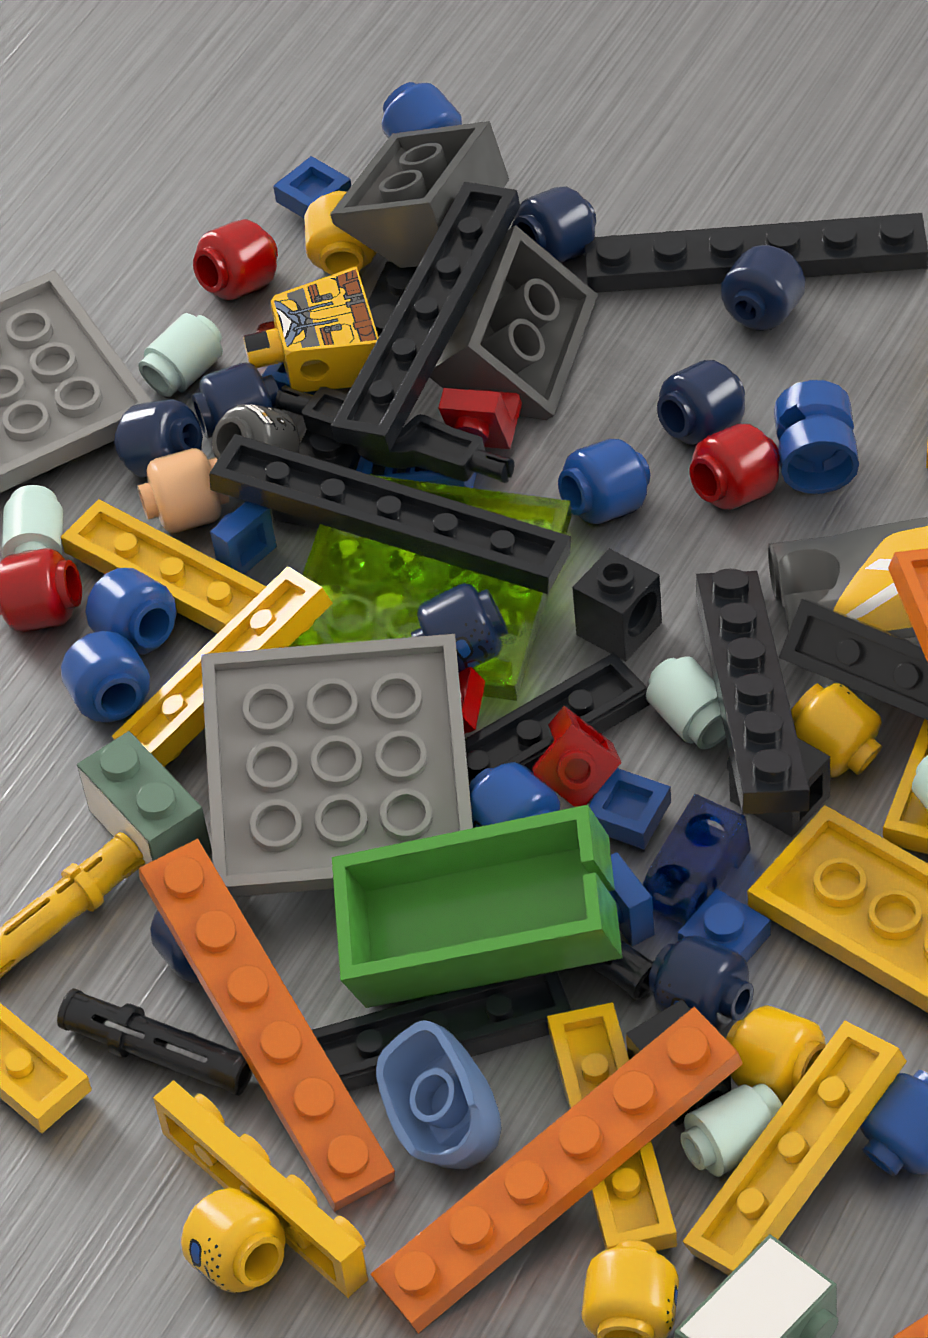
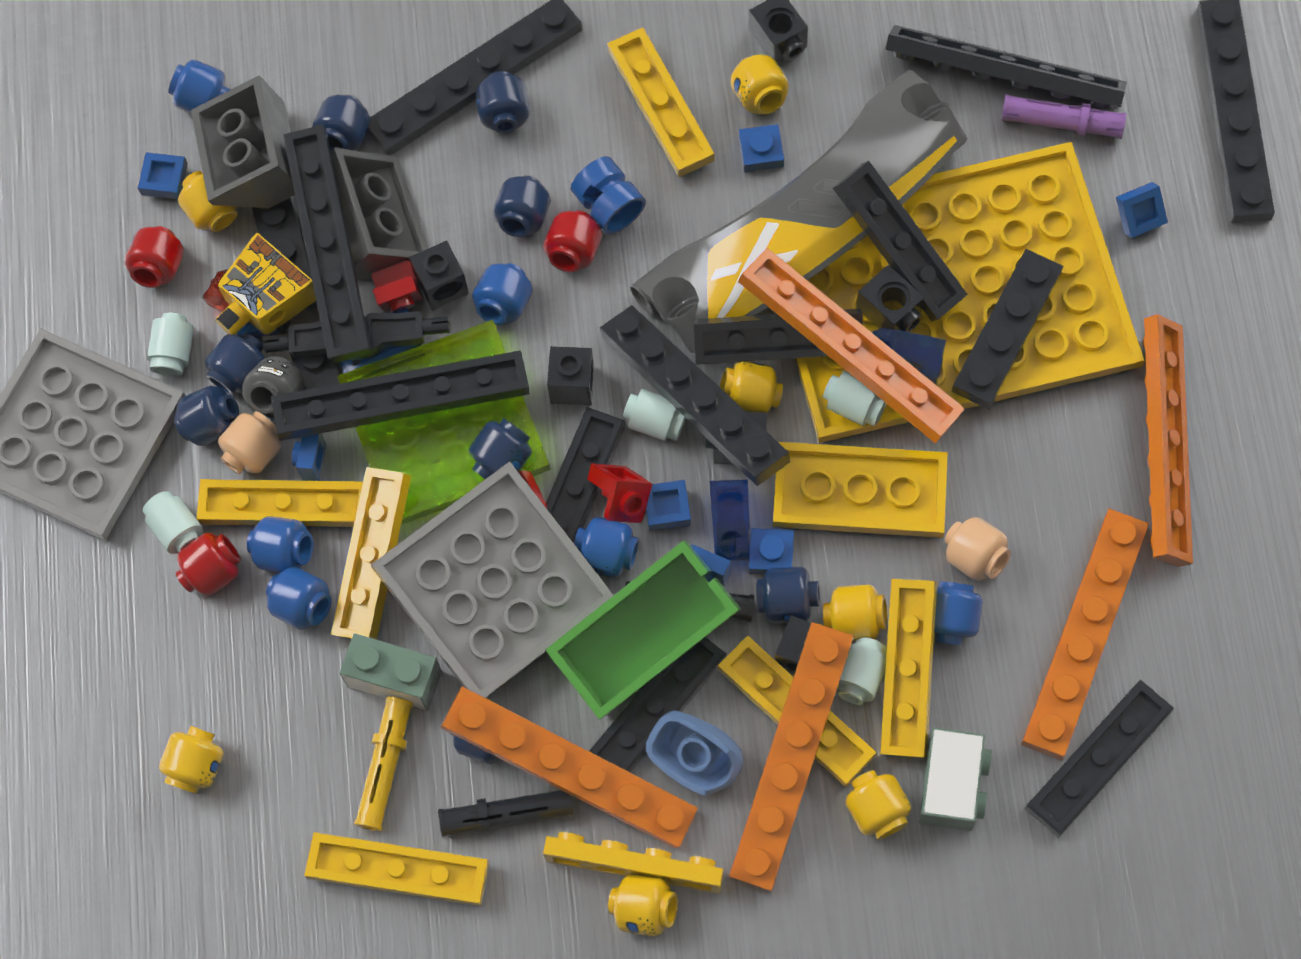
camera: 35 degrees left, 20 degrees up
(542, 425) = (439, 275): none -> black brick

